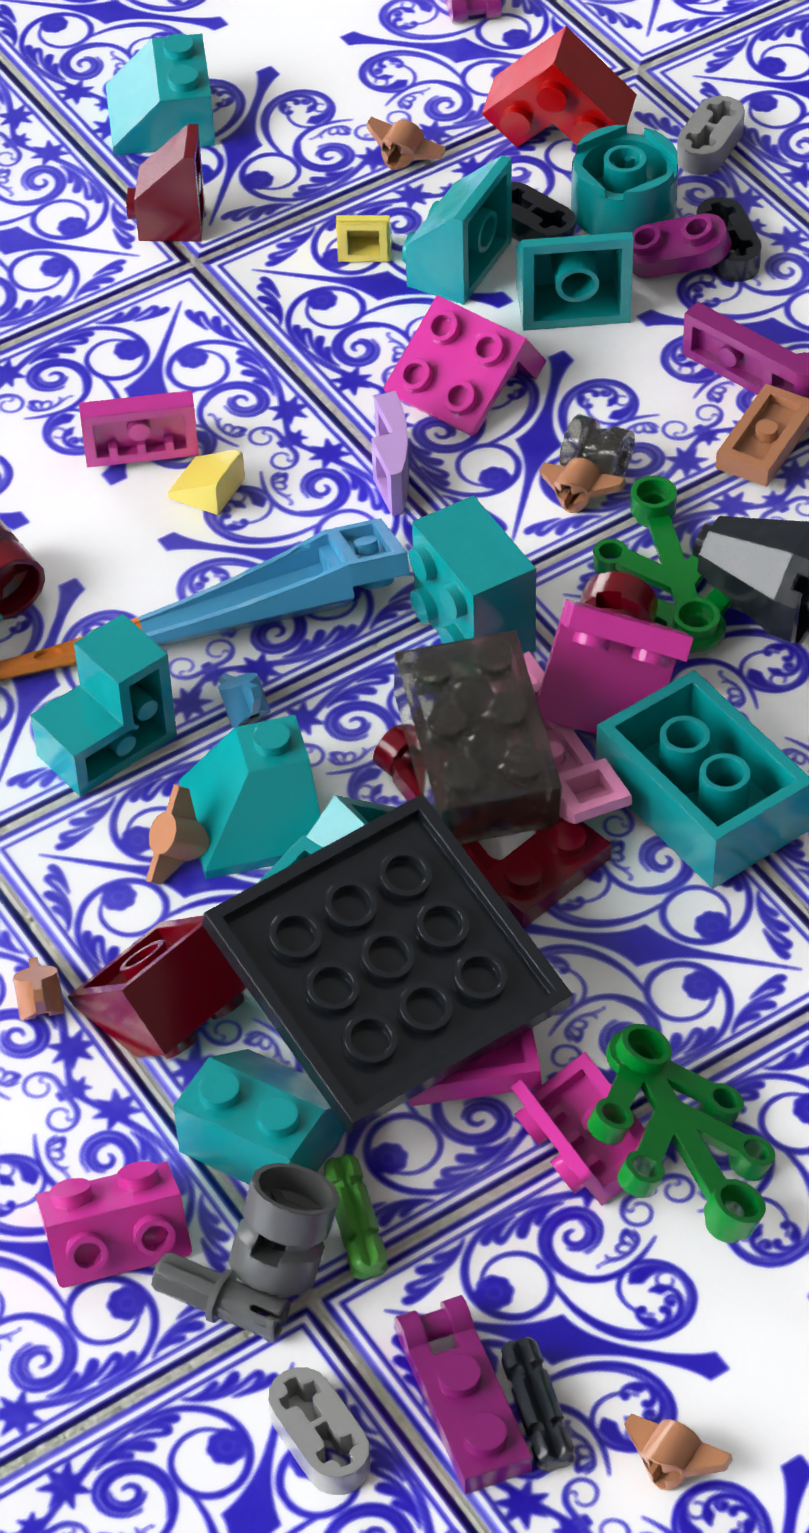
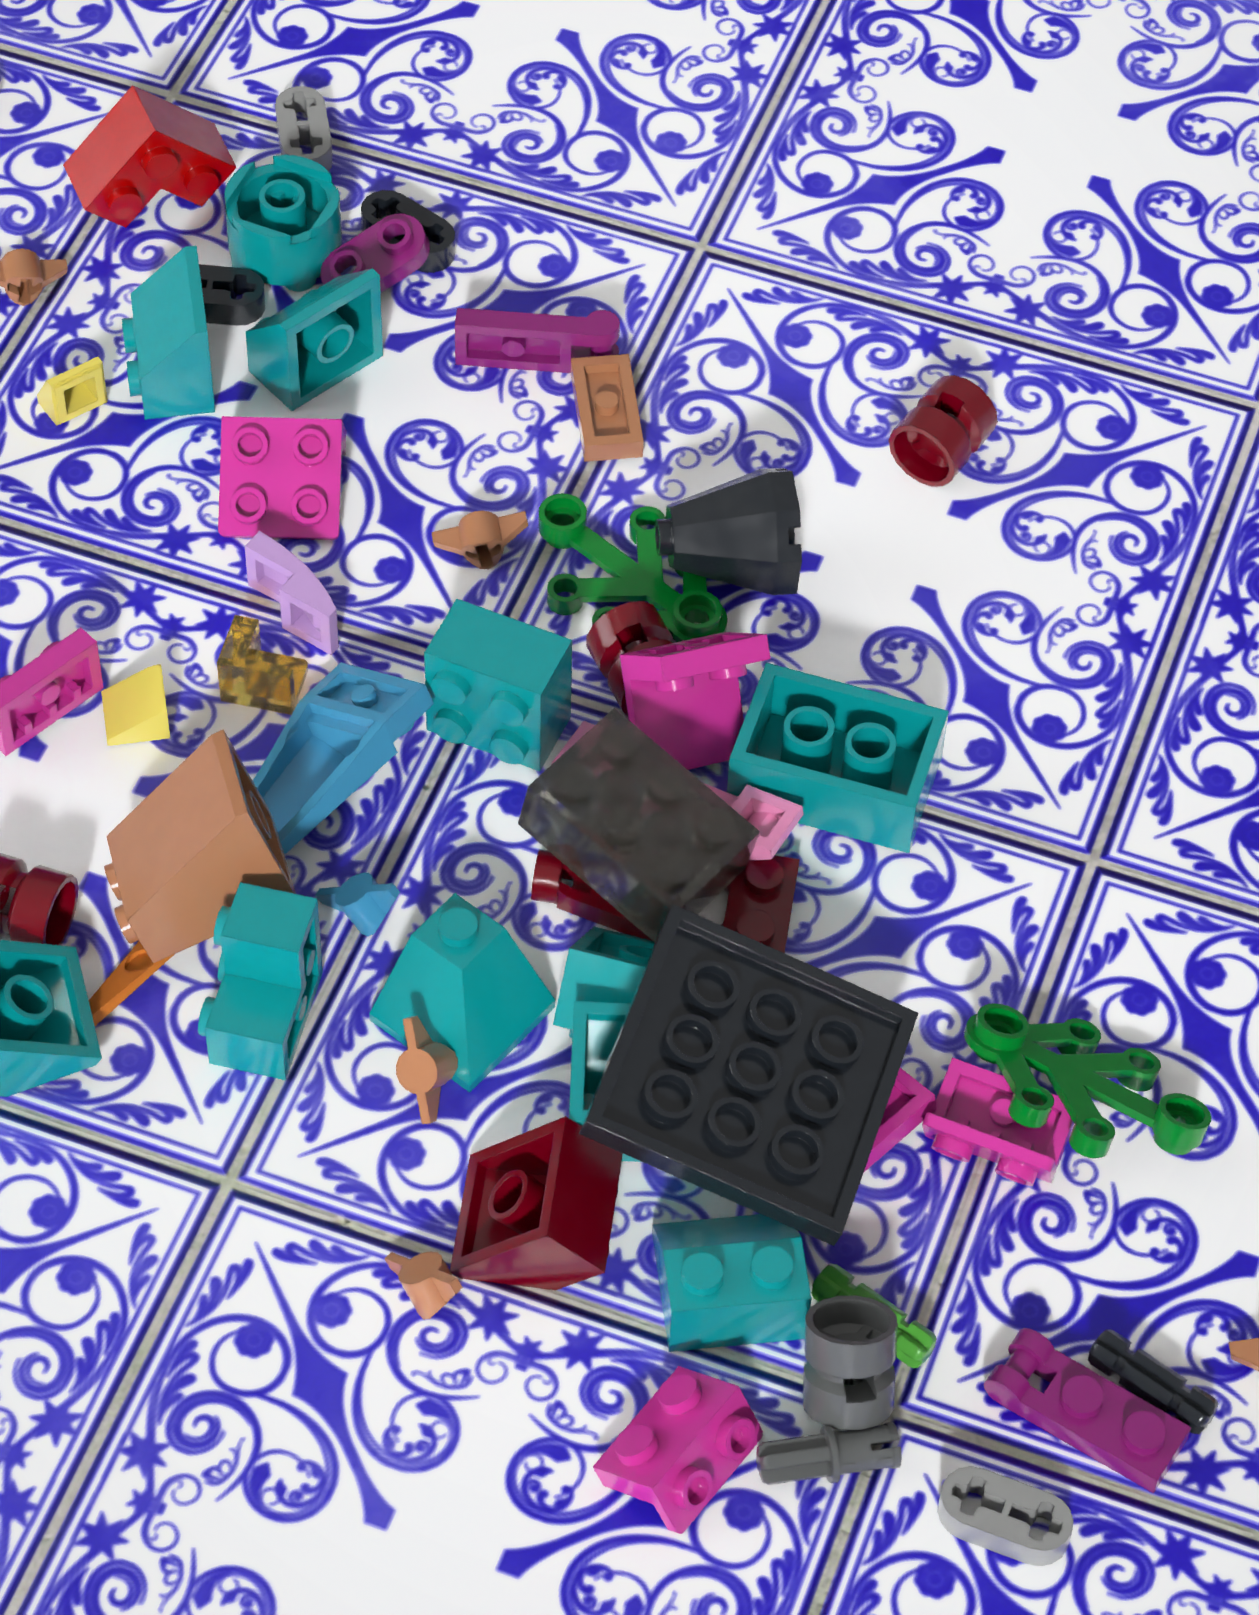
camera: 40 degrees left, 5 degrees up
(150, 571) = (191, 849): none -> nougat slope
(312, 492) = (258, 676): none -> clear yellow panel
(606, 448) = (480, 492): clear smoke wheel -> none

